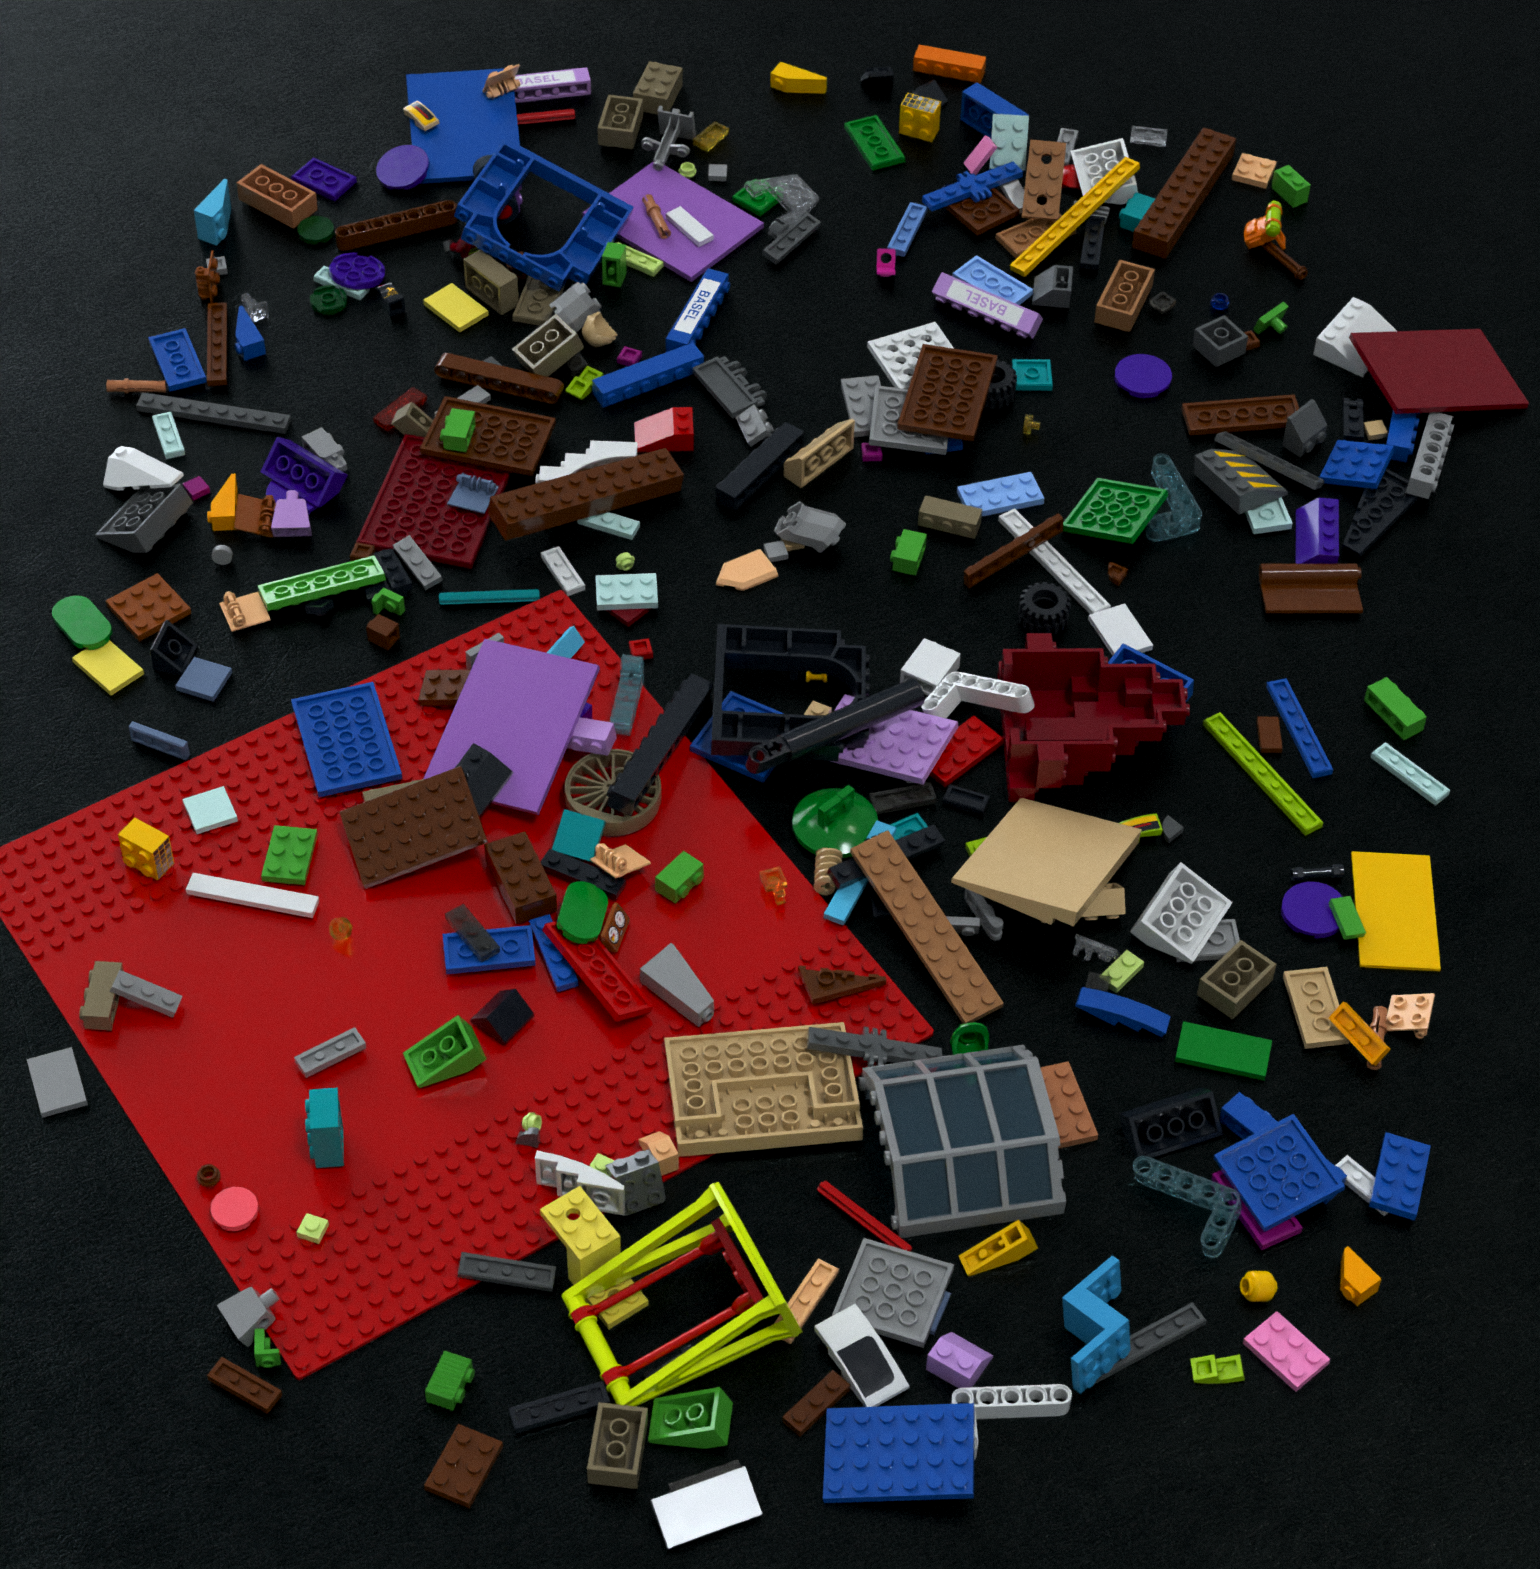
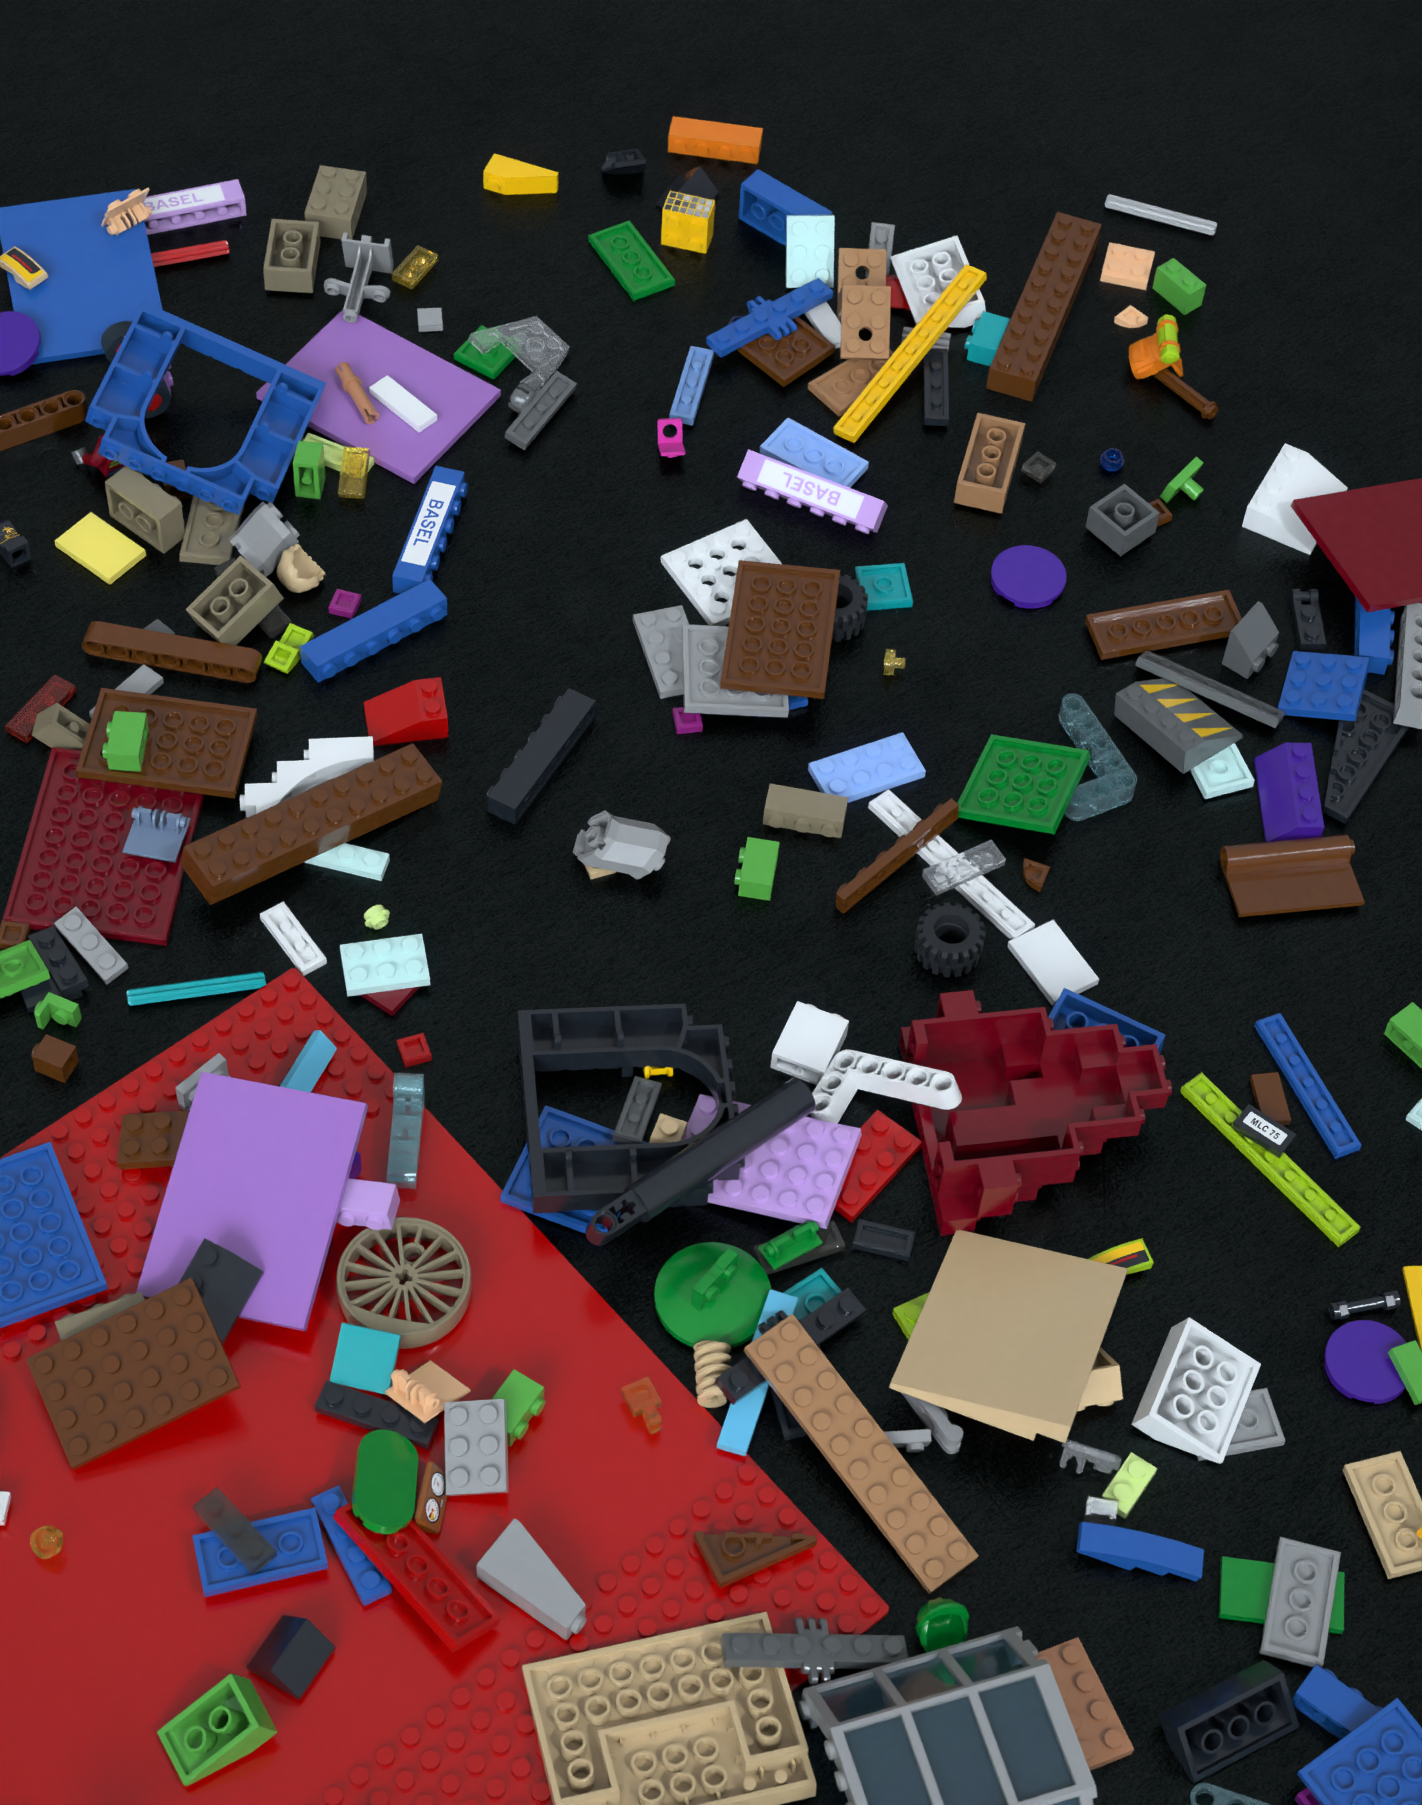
camera: 10 degrees left, 5 degrees up
(330, 1052) = (53, 1745): light grey plate -> none
(520, 877) = (292, 1433): reddish brown brick -> none
(647, 269) = (354, 472): none -> clear yellow plate
(650, 897) = (476, 1447): none -> light grey plate
(659, 745) = (461, 1208): black brick -> none
(687, 170) = (389, 319): yellowish green plate -> none
(728, 385) = (485, 638): dark grey hinge -> none
(747, 571) = (543, 915): light nougat tile -> none
(754, 425) = (526, 694): light grey bracket -> none
(776, 551) = (578, 882): light grey tile -> none
(798, 698) = (637, 1111): none -> dark grey tile
(820, 453) = (620, 730): tan slope -> none
(896, 793) = (791, 1244): none -> green hinge
(980, 155) = (774, 271): bright pink tile -> none
(1053, 287) = (895, 457): dark grey slope -> none
(1062, 562) = (963, 867): none -> clear plate
(1148, 136) = (986, 226): clear plate -> none
(1171, 829) = (1163, 1257): dark grey tile -> none
(1235, 1054) = (1300, 1602): none -> light grey tile
(1236, 979) = (1285, 1485): dark tan brick -> none
(1250, 206) = (1131, 318): none -> light nougat tile
(1260, 752) = (1264, 1131): none -> tile
(1285, 136) = (1160, 214): none -> light grey axle
(1375, 430) = (1338, 631): tan tile -> none

